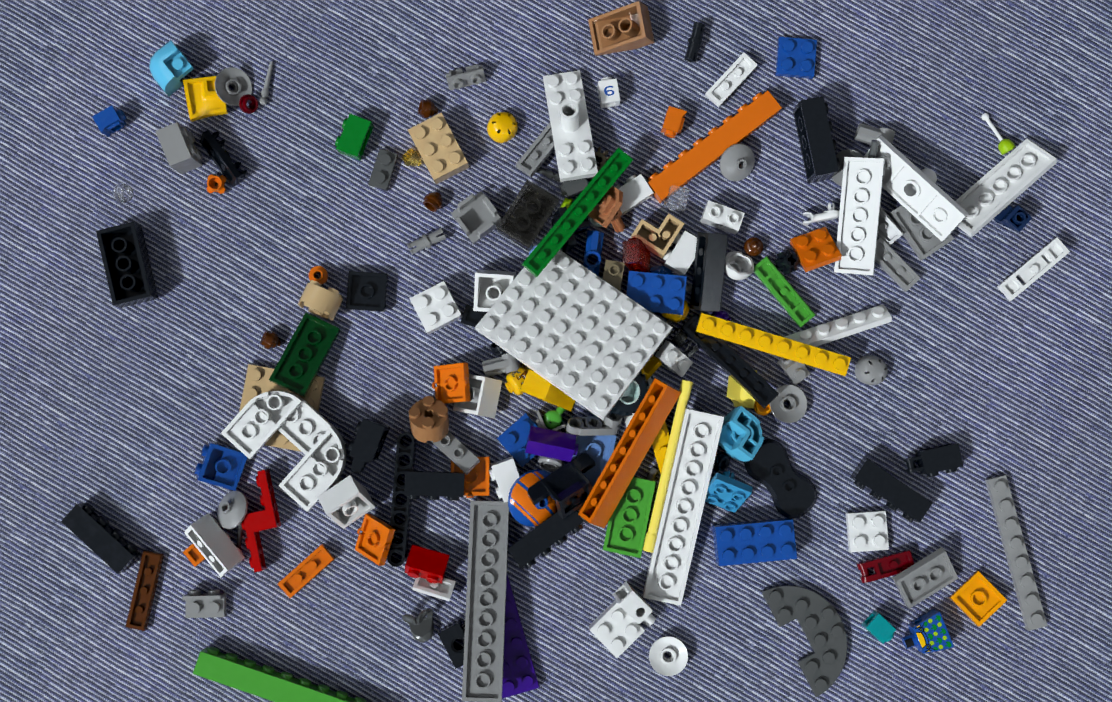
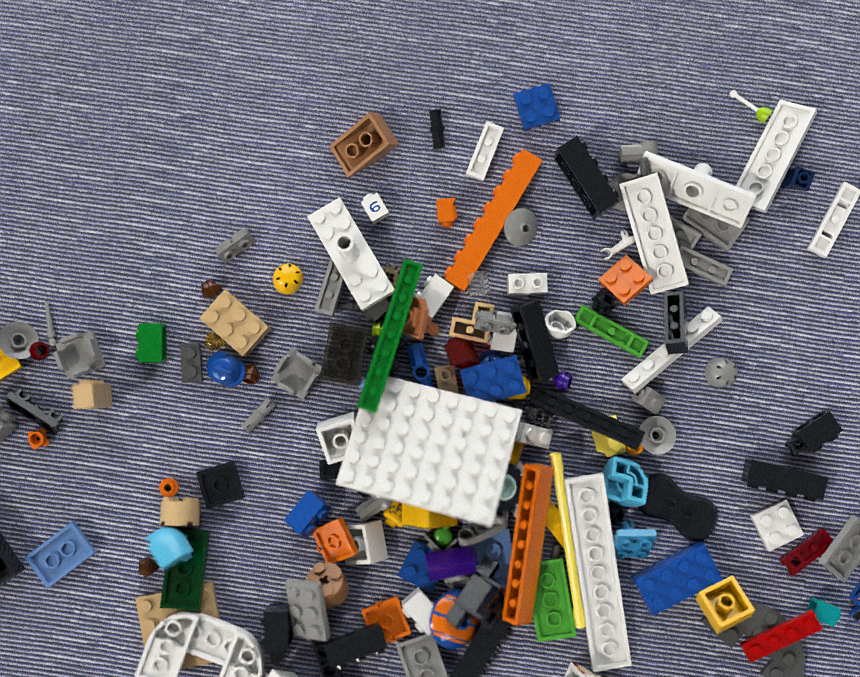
camera: 20 degrees left, 0 degrees up
(195, 297) = (60, 554): none -> medium blue plate
(282, 161) = (92, 394): none -> tan brick
(283, 121) = (79, 354): none -> light grey panel
(300, 326) = (169, 546): none -> medium azure brick
(403, 433) = (307, 609): none -> light grey plate
(413, 187) = (225, 369): none -> blue piece
(436, 307) = (292, 475): white brick -> none
(436, 348) = (308, 514): none -> blue brick
(457, 453) = (366, 605): light grey plate -> none
(683, 243) = (501, 324): none -> light grey hinge
(753, 246) = (566, 299): reddish brown plate -> none
(773, 344) = (621, 386): yellow plate -> none
(789, 582) = (725, 604): none -> yellow brick
(830, 632) = (781, 636): none -> red plate
(846, 305) = (675, 323): none -> black brick

